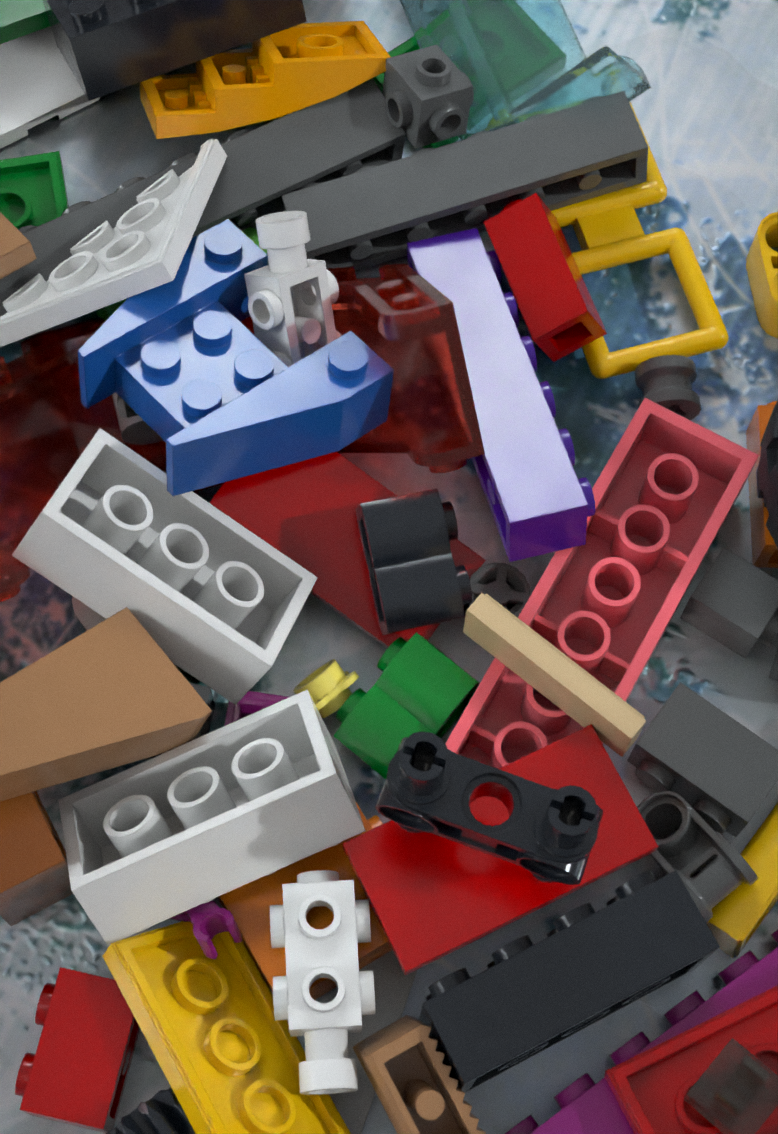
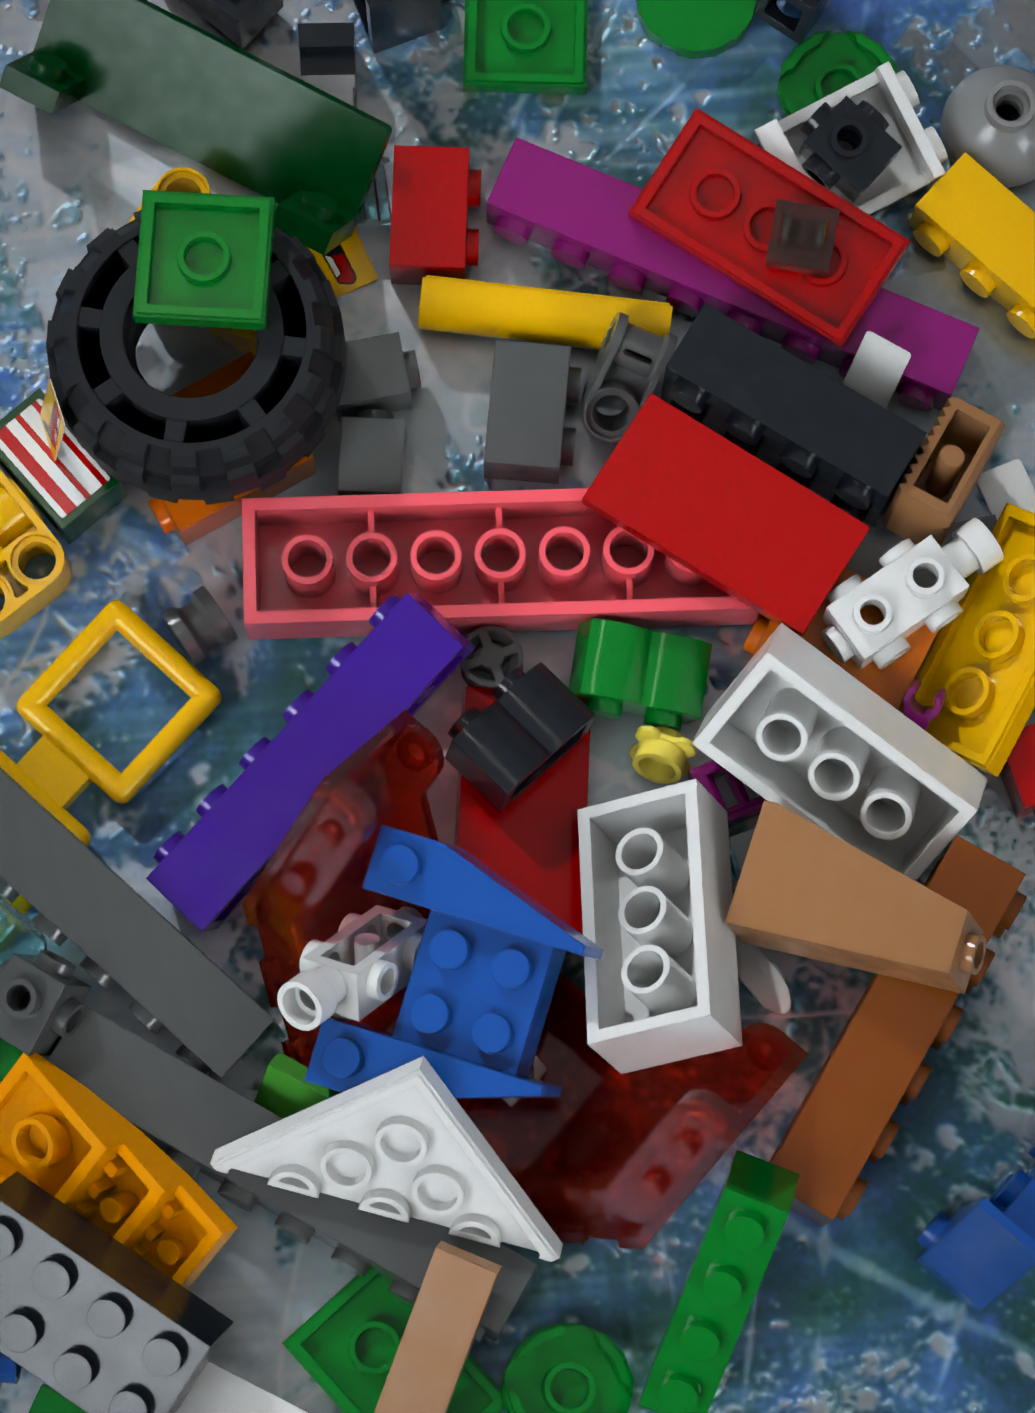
camera: 120 degrees left, 10 degrees up
(544, 277) = (157, 791): red brick -> none
(546, 827) = (725, 462): black piece -> none
(553, 673) = (560, 549): tan tile -> none
(555, 1088) = (877, 368): none -> white sticker

